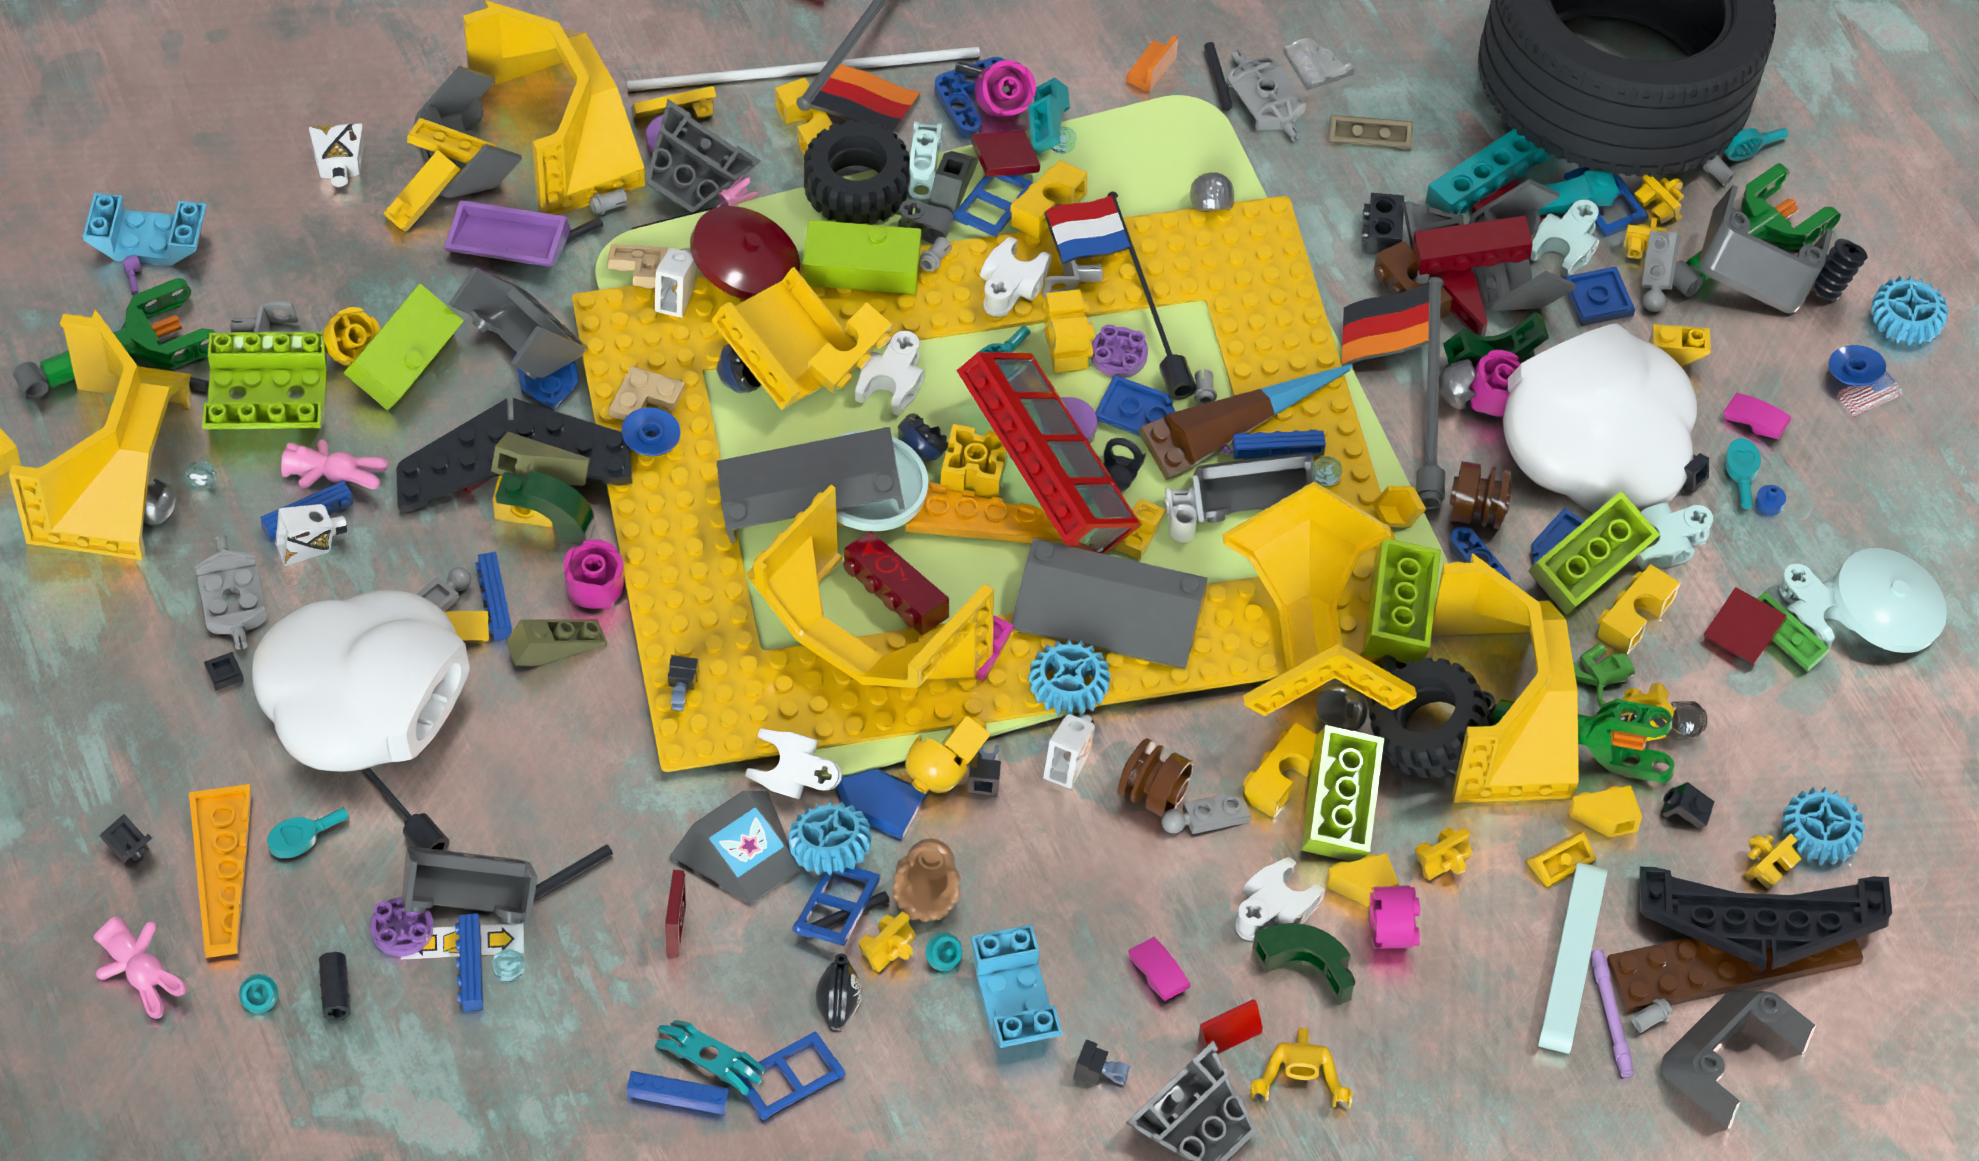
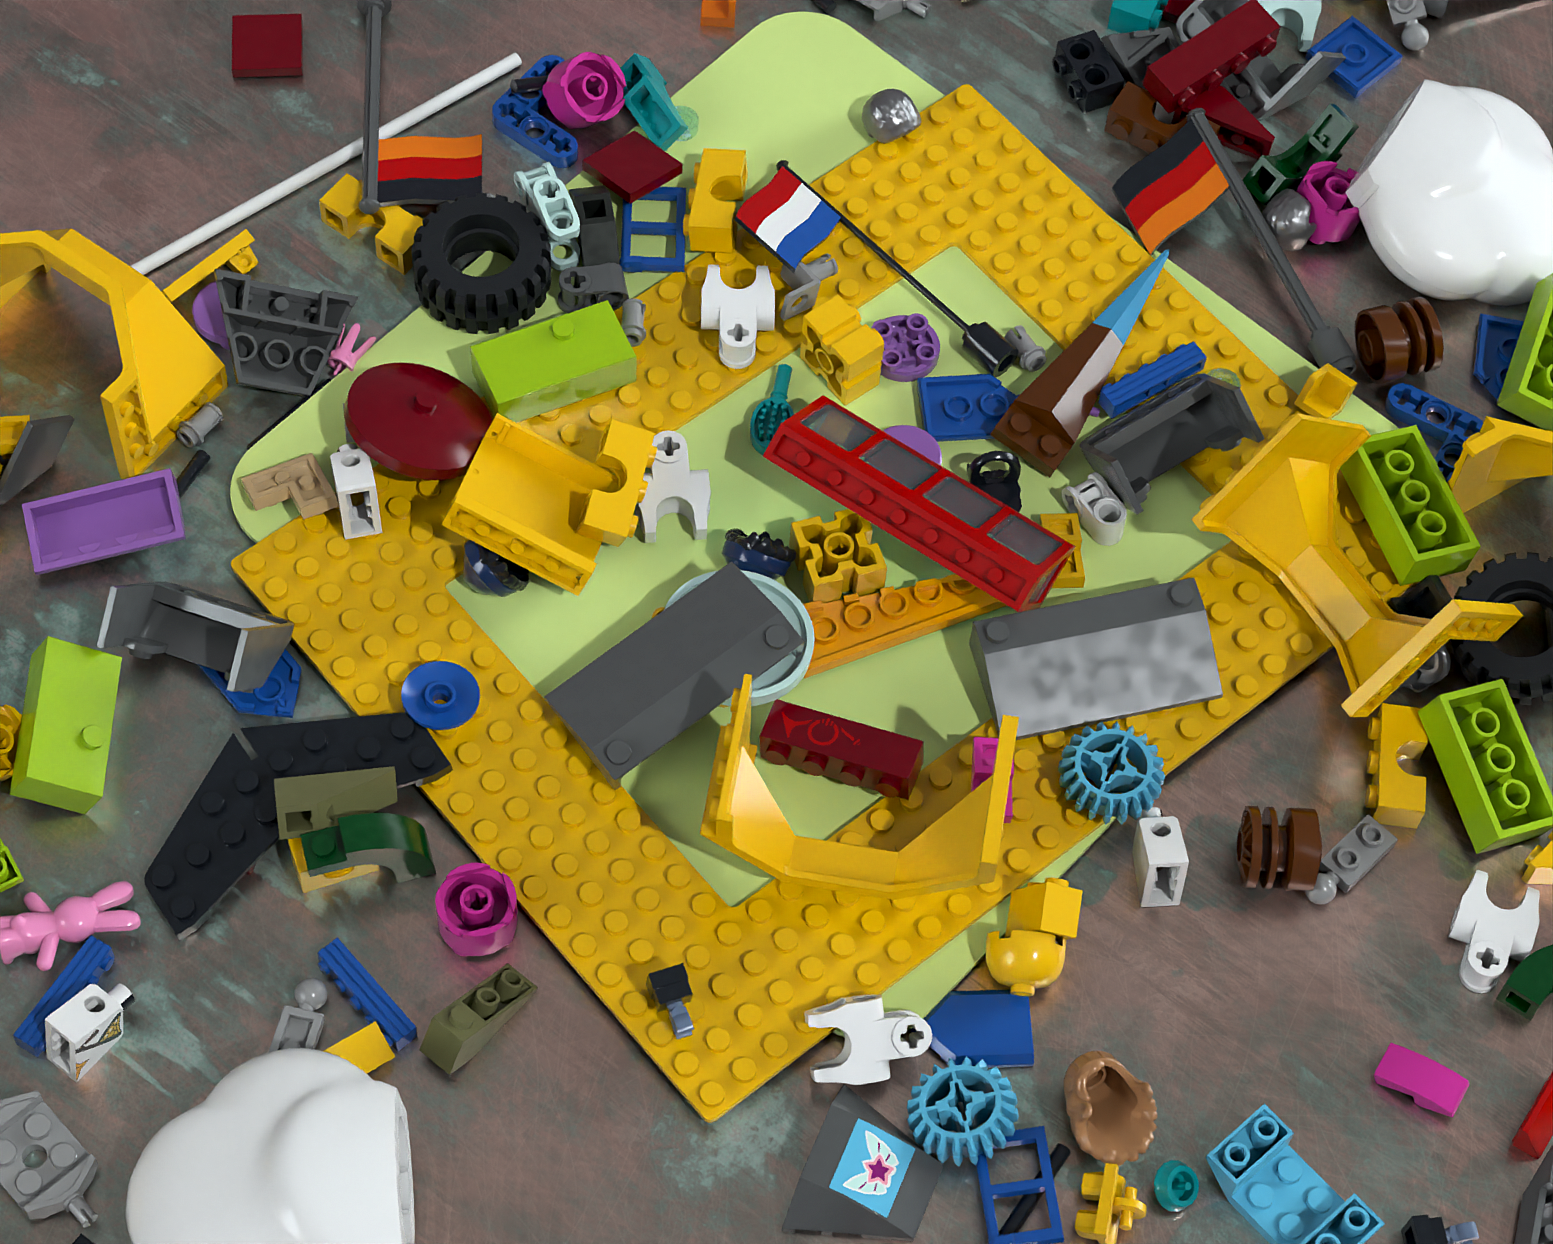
camera: 30 degrees left, 5 degrees up
(643, 388) = (393, 642): tan plate -> none
(986, 777) = (1089, 942): black piece -> none
(1681, 342) = (1482, 70): yellow slope -> none

